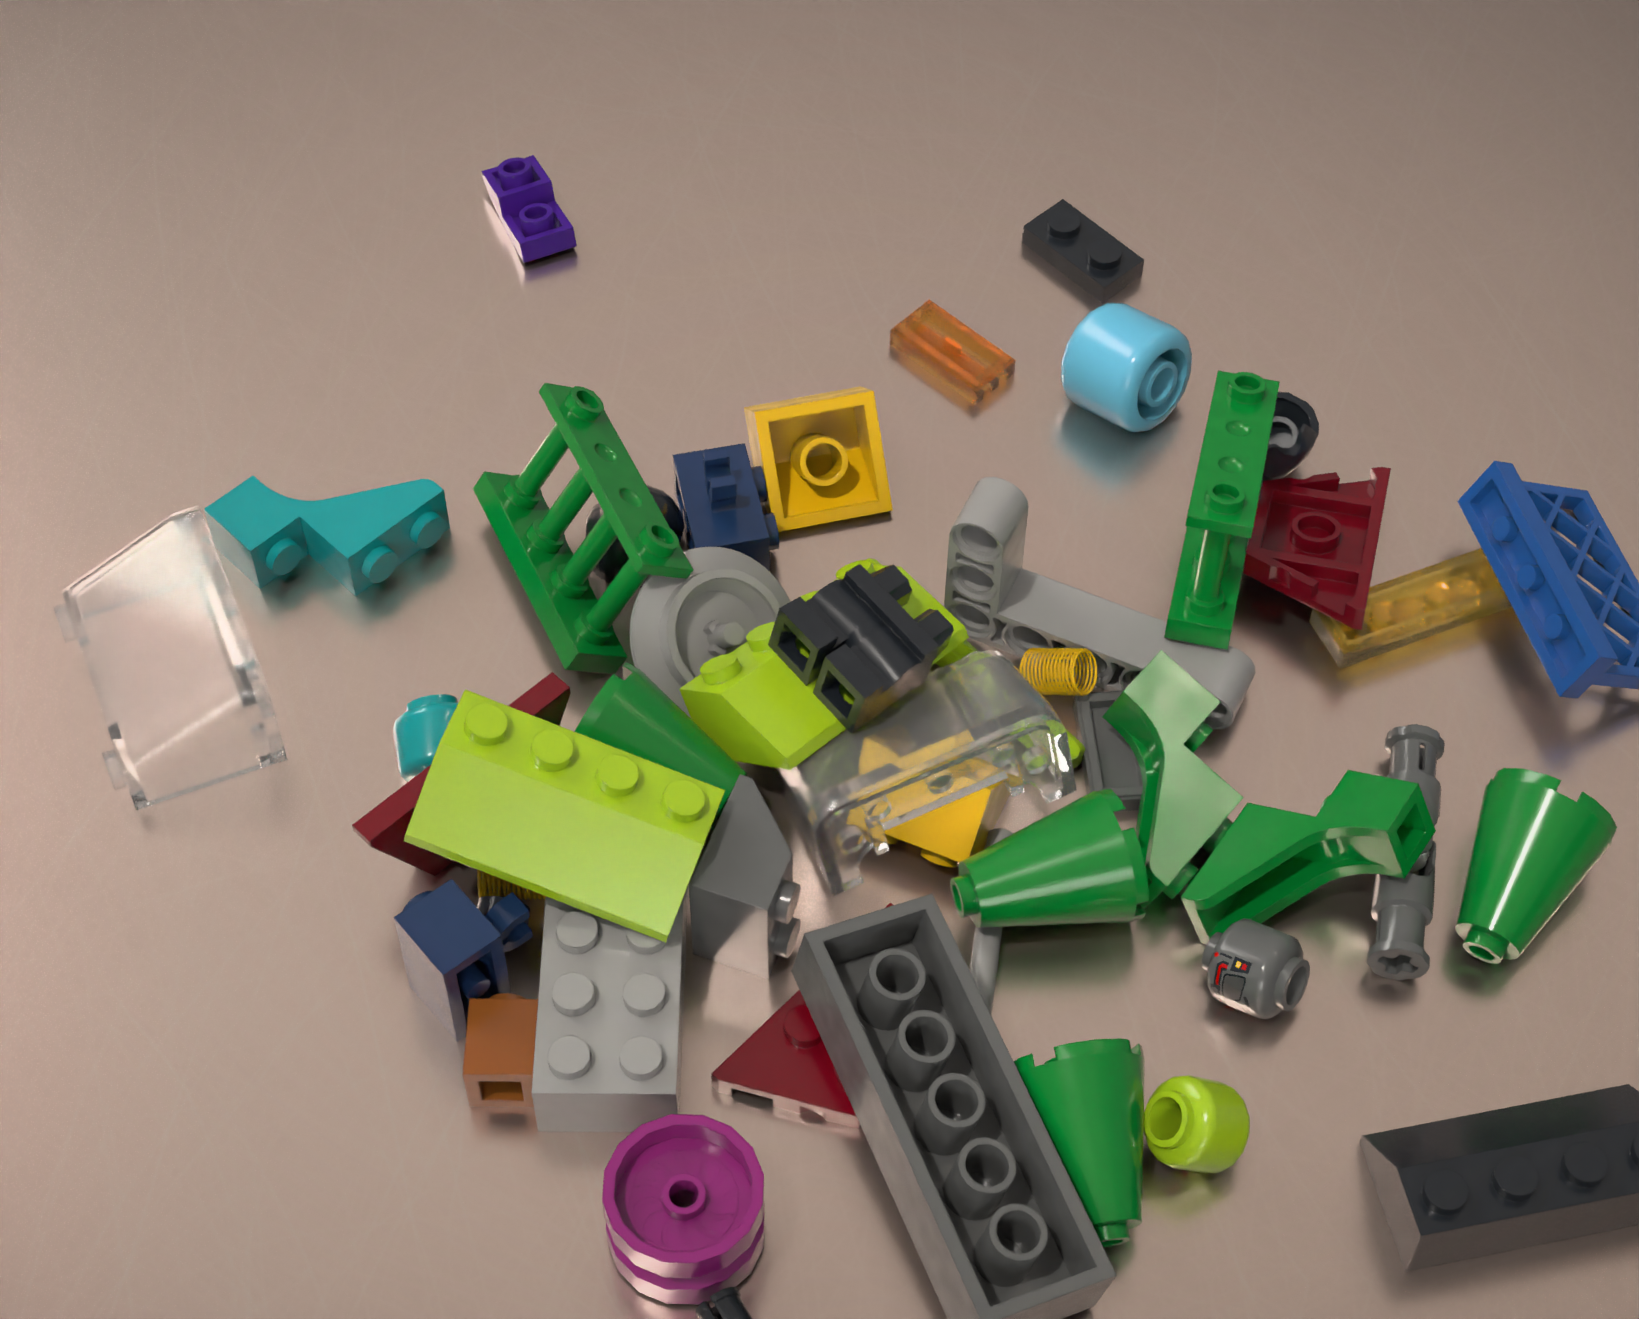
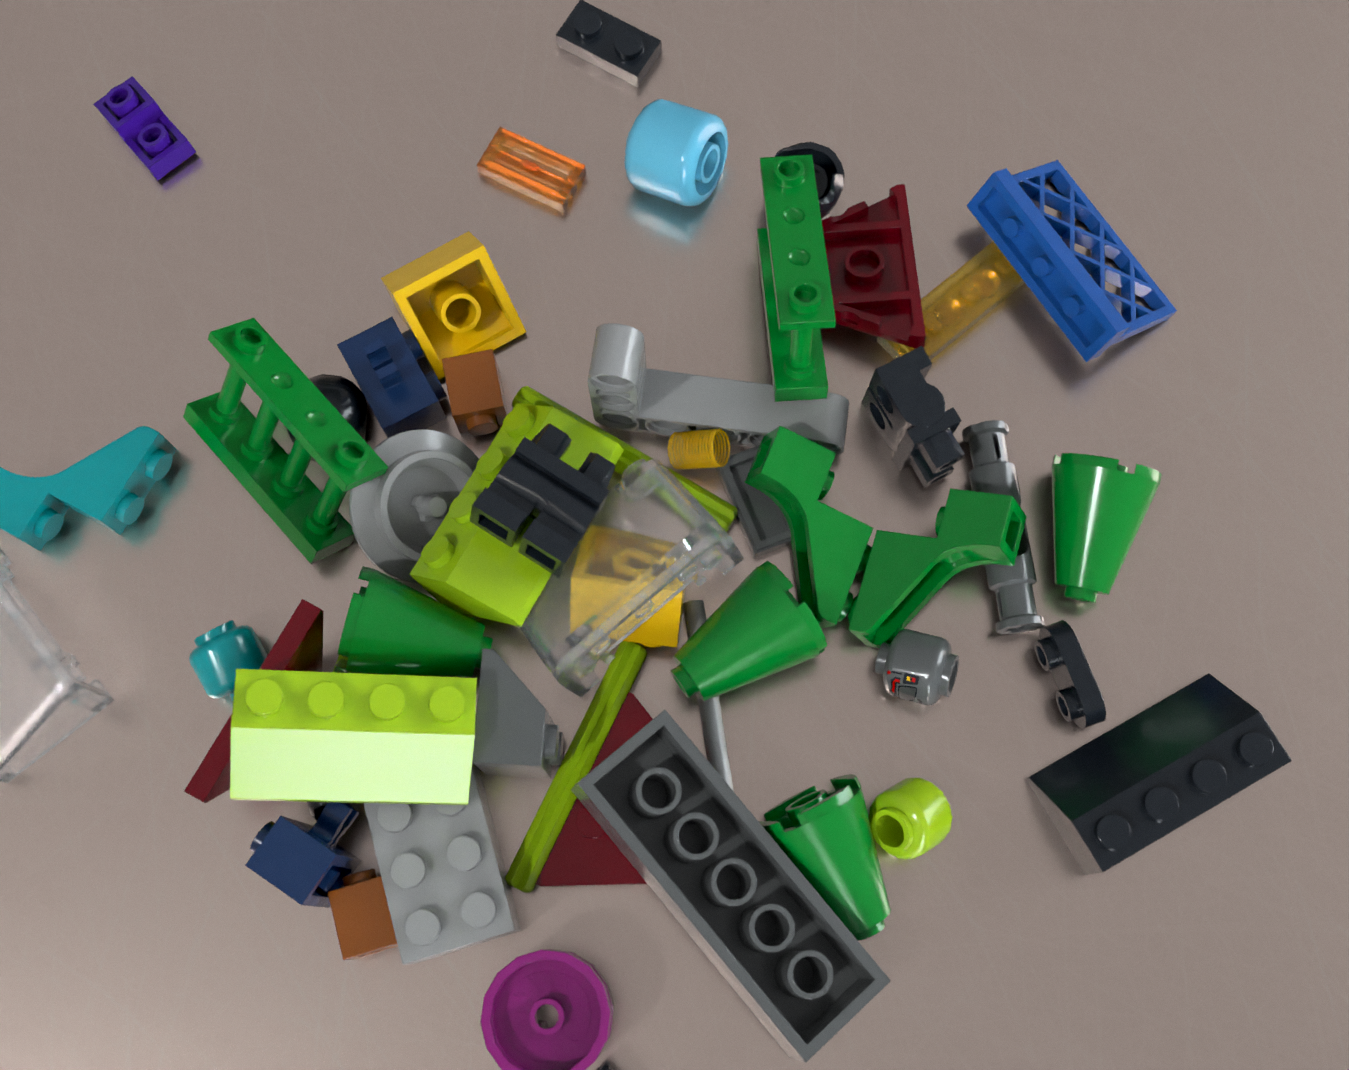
camera: 15 degrees left, 20 degrees up
(772, 993) = (575, 766): none -> lime axle
(812, 544) = (475, 392): none -> dark orange brick
(1326, 693) = (914, 417): none -> black hips
(1451, 1049) = (1078, 691): none -> black plate

